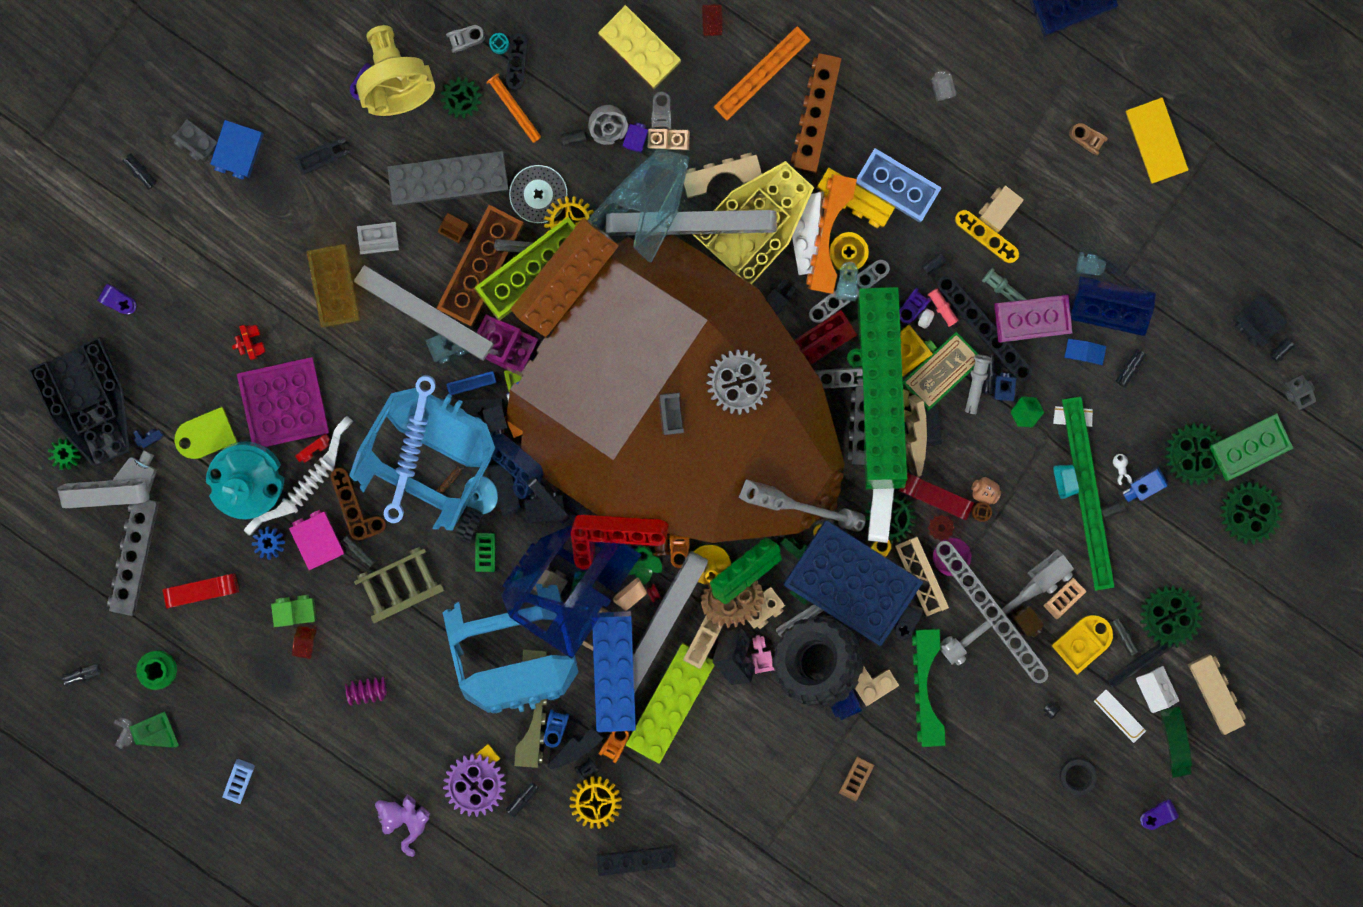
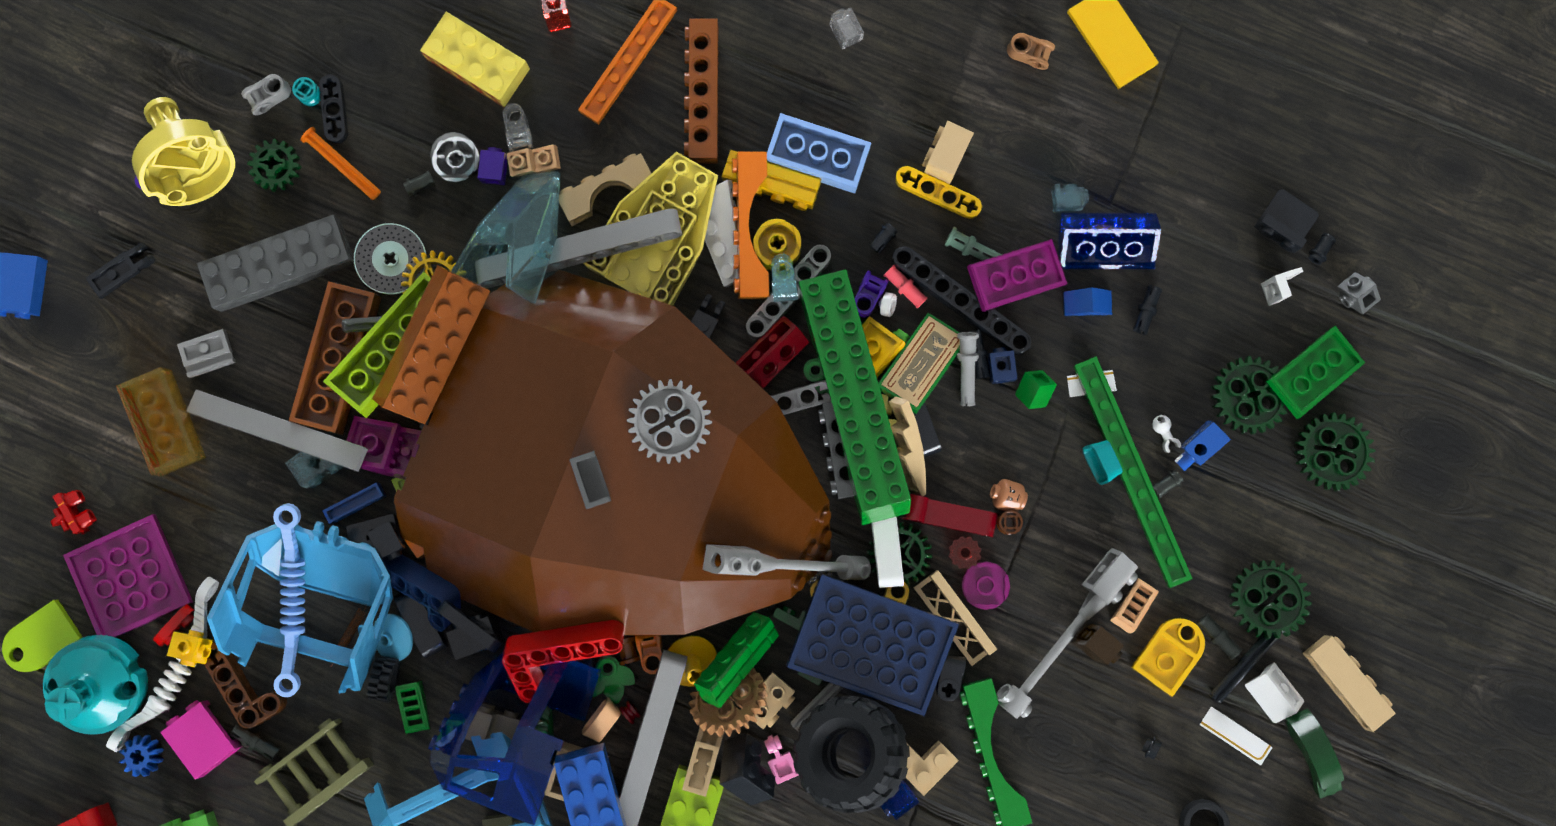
camera: 15 degrees left, 5 degrees down
(327, 468) = (190, 648): none -> yellow brick
(453, 228) = (295, 321): reddish brown piece -> none
(1000, 617) = (1063, 647): light grey beam -> none
(1235, 373) = (1277, 288): none -> white panel

